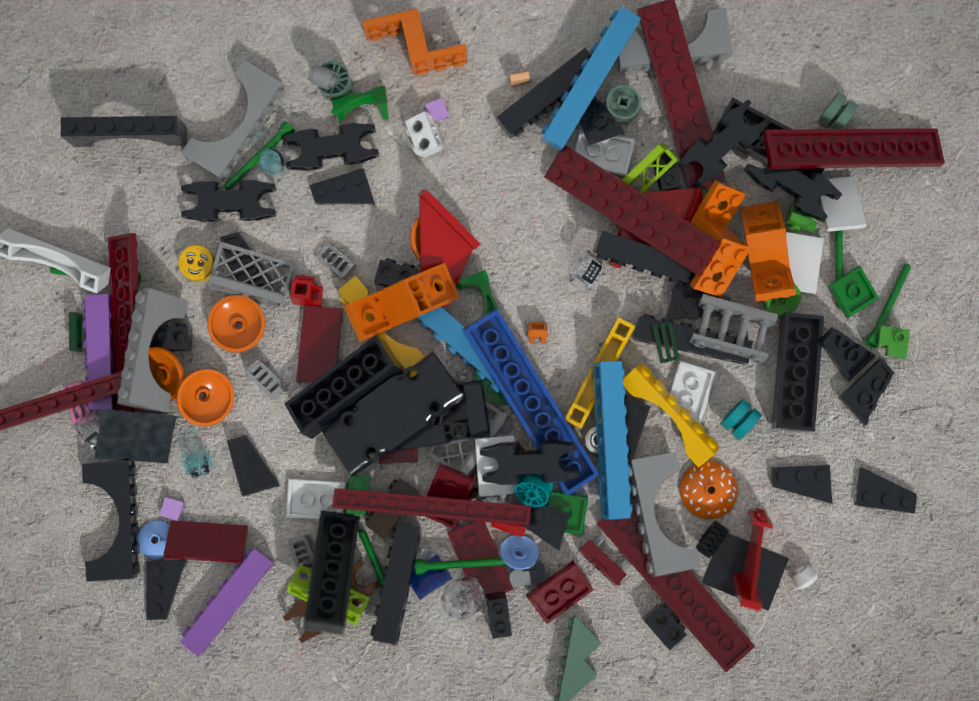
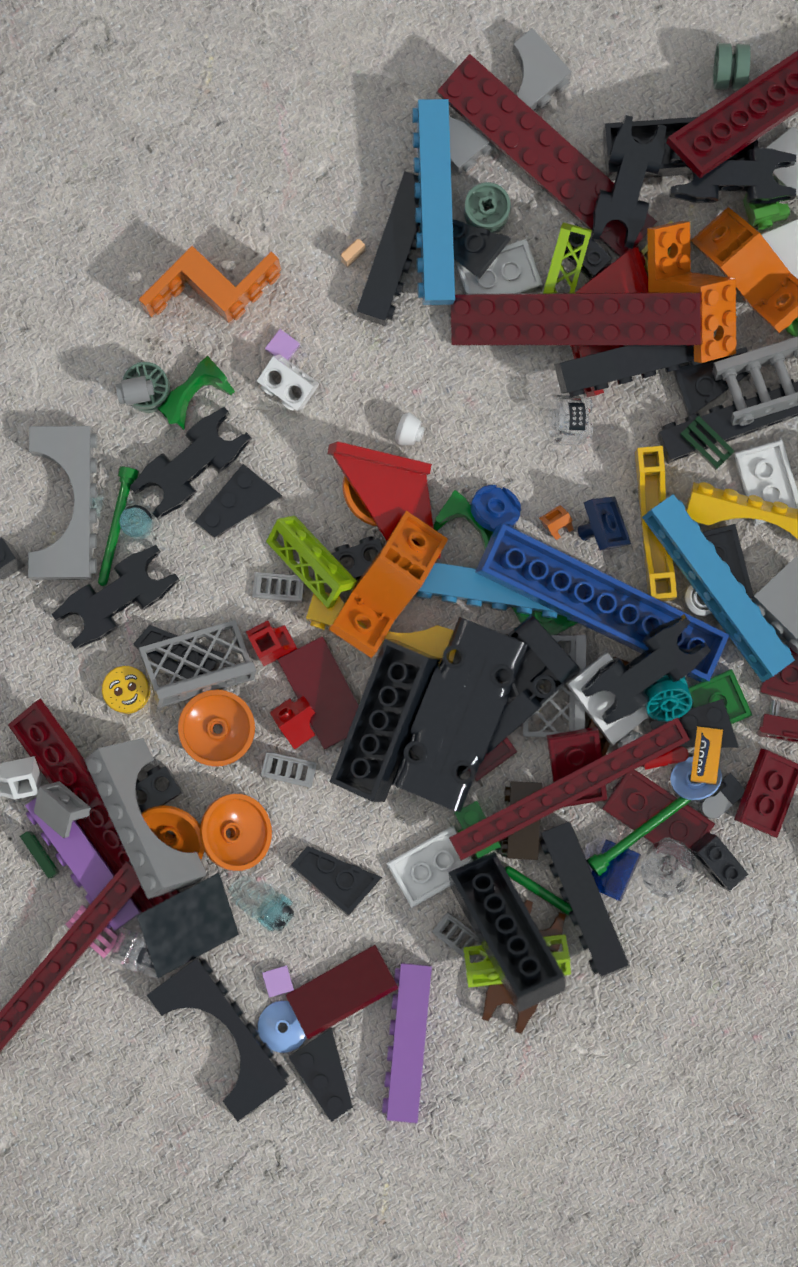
camera: 30 degrees left, 0 degrees up
(103, 309) = (59, 807): none -> light grey panel
(287, 351) = (294, 720): none -> red brick
(367, 252) = (313, 554): none -> lime fence
(481, 213) = (409, 430): none -> white cone
(504, 297) = (495, 507): none -> blue tile
(534, 542) = (706, 755): none -> light orange slope
(566, 352) = (605, 524): none -> dark blue tile

